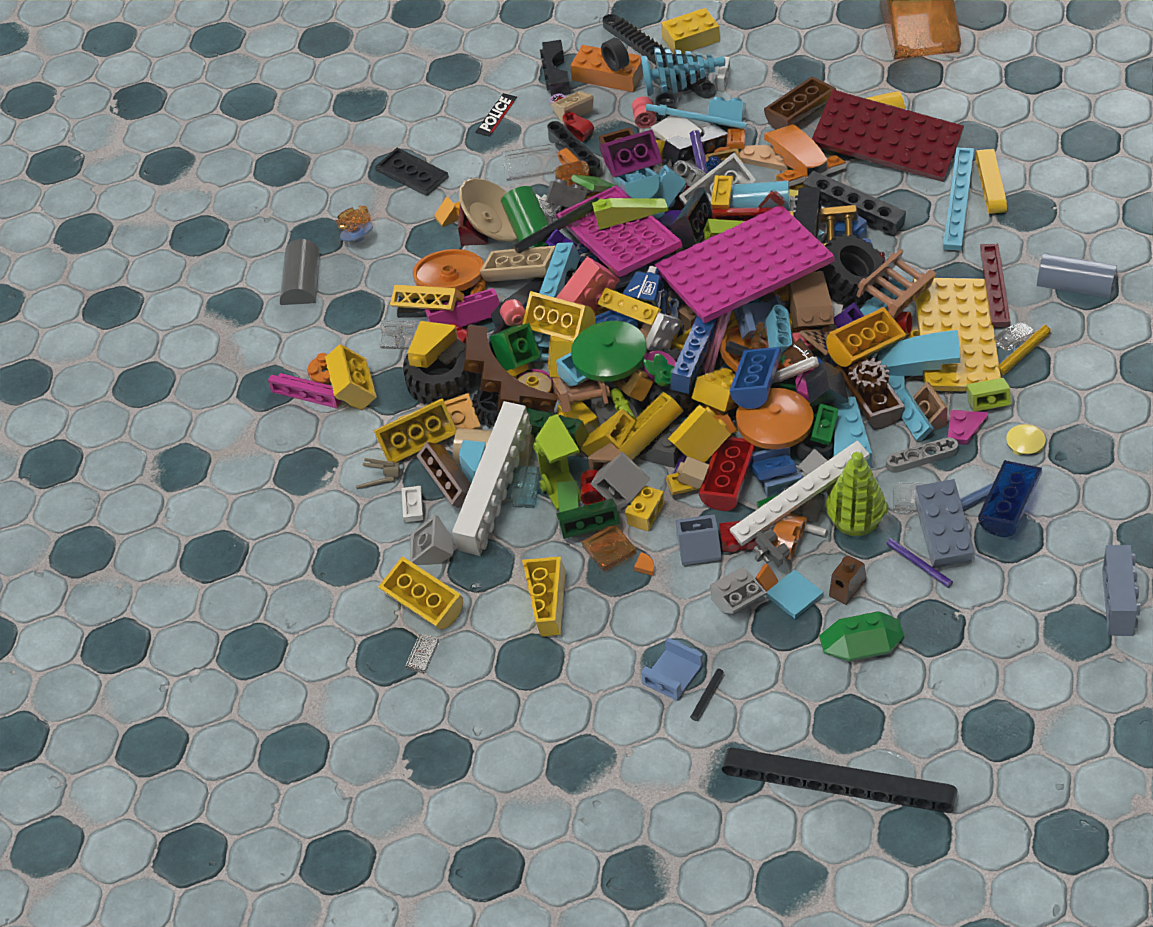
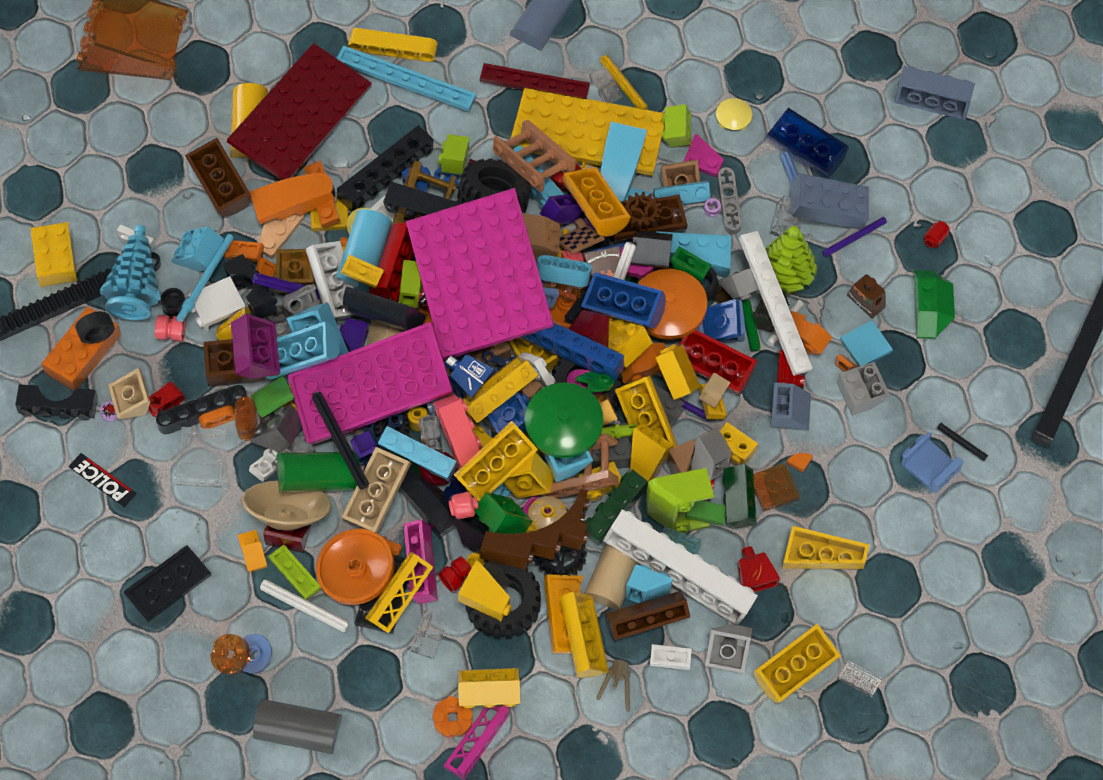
camera: 85 degrees left, 15 degrees up
(409, 254) = (304, 605): none -> white axle
(437, 239) = (294, 572): none -> lime plate
(512, 548) = (756, 571): none -> red torso
(621, 210) = (347, 375): lime wedge -> none
(712, 162) = (302, 273): clear blue bush -> none
(715, 358) = (592, 326): none -> dark red slope
(766, 548) = (827, 349): dark grey hips -> none
(775, 196) = (394, 229): clear red panel -> none
(888, 241) = (454, 154): none -> lime brick
(908, 438) = (715, 211): none -> lavender bush
(946, 627) = (936, 234): none -> red brick

